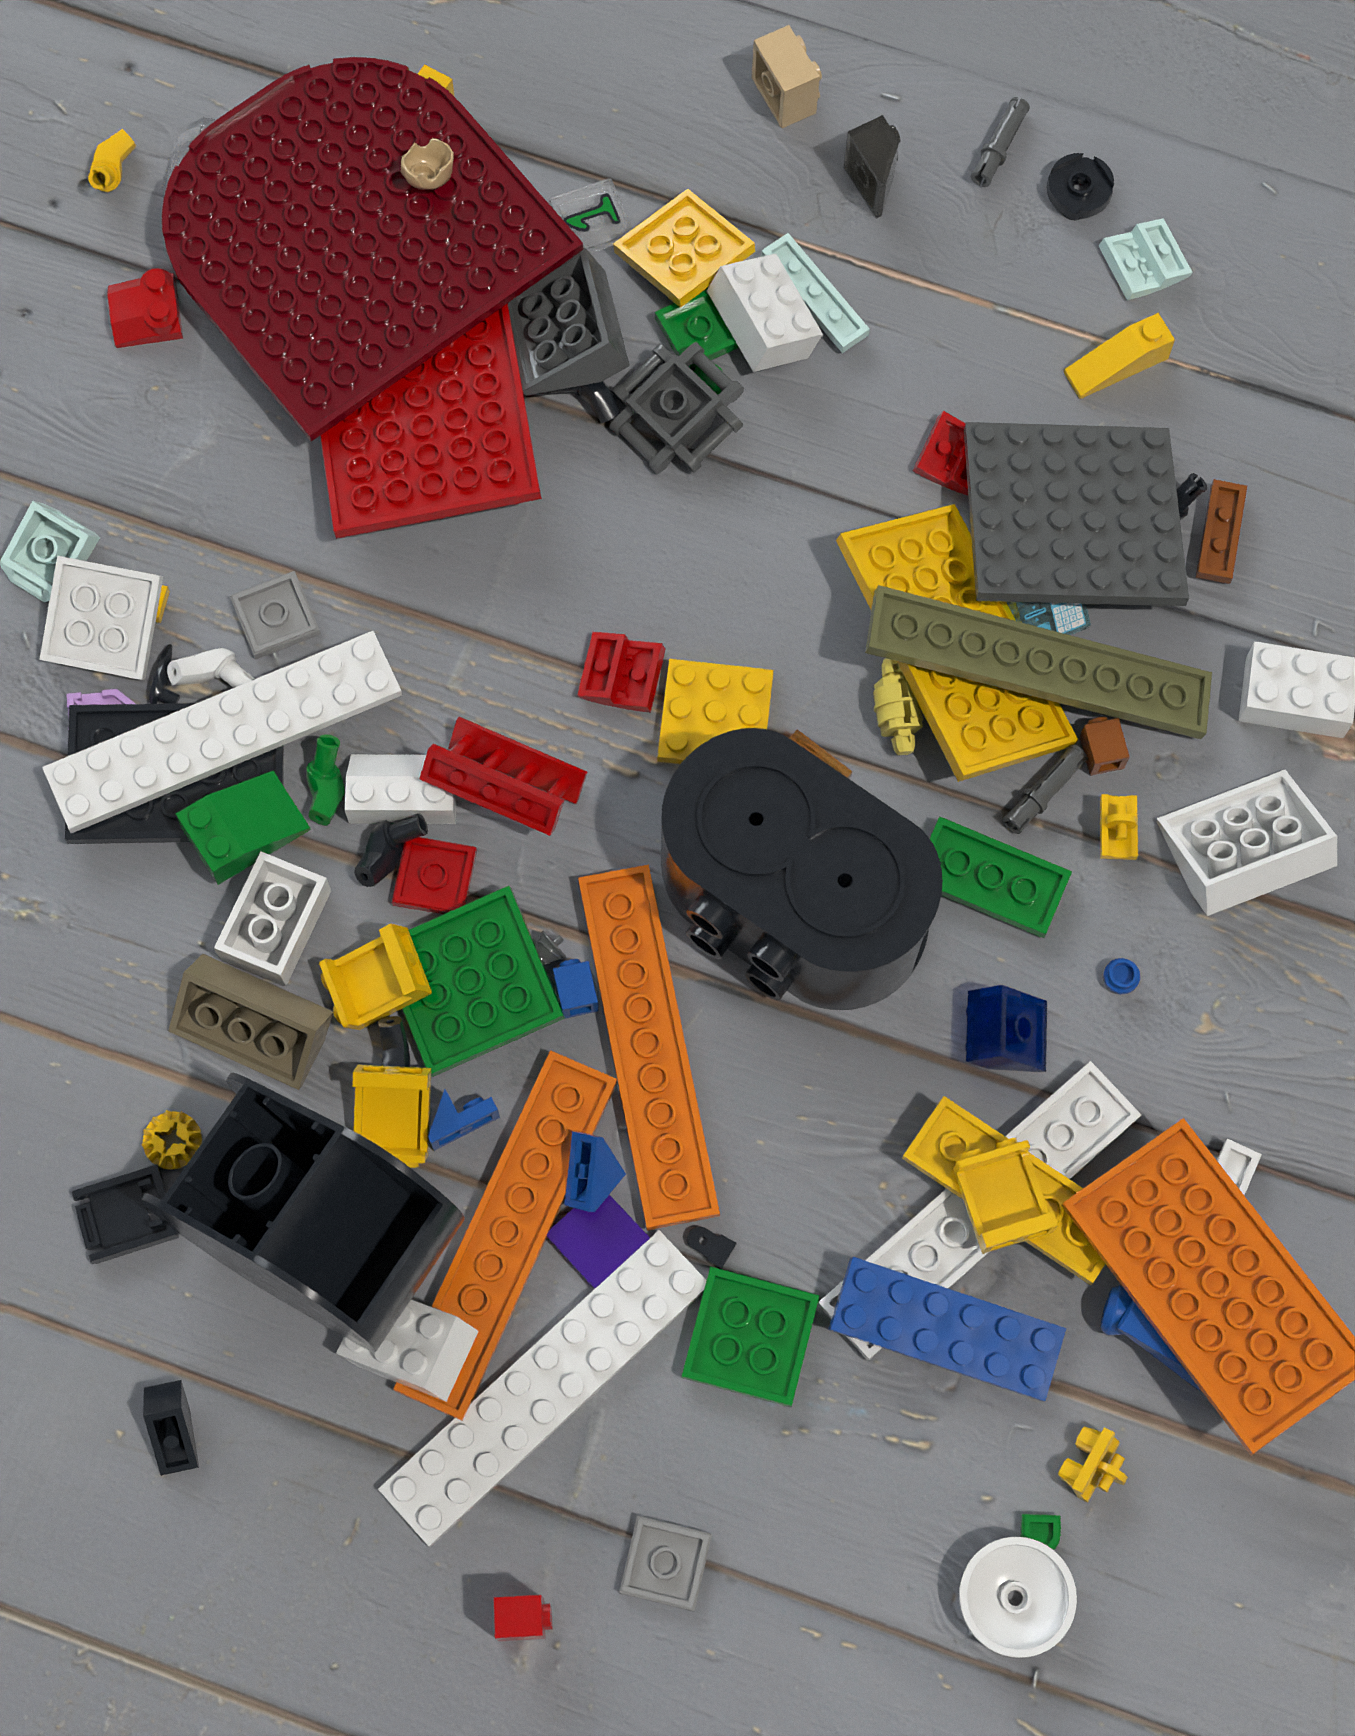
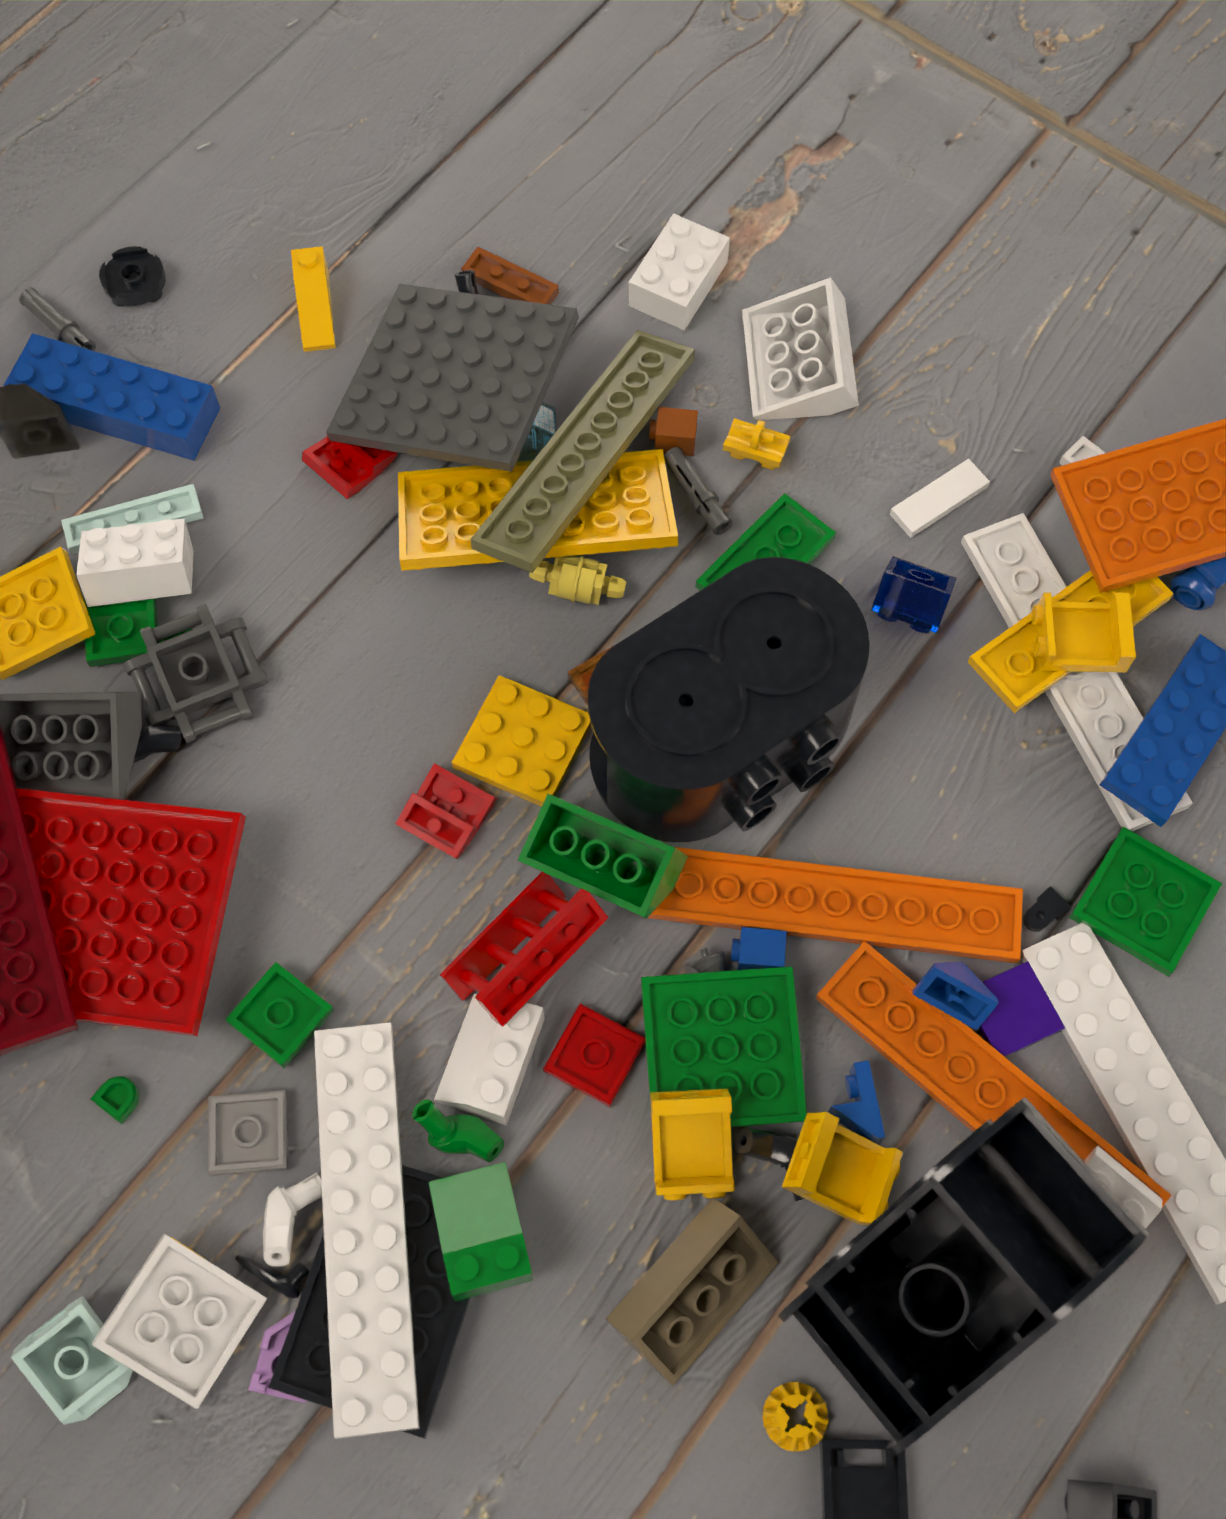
camera: 70 degrees left, 5 degrees down
(271, 500) = (117, 1097): none -> green tile
(273, 918) = (593, 1230): white brick -> none
(383, 600) = (279, 1015): none -> green plate
(384, 848) = (551, 1095): black arm -> none
(613, 816) = (602, 856): none -> green slope
(935, 223) = (119, 396): none -> blue brick
(1121, 976) = (889, 489): blue plate -> none
(1133, 1029) = (939, 498): none -> white tile
(1145, 259) = (227, 253): light aqua slope -> none

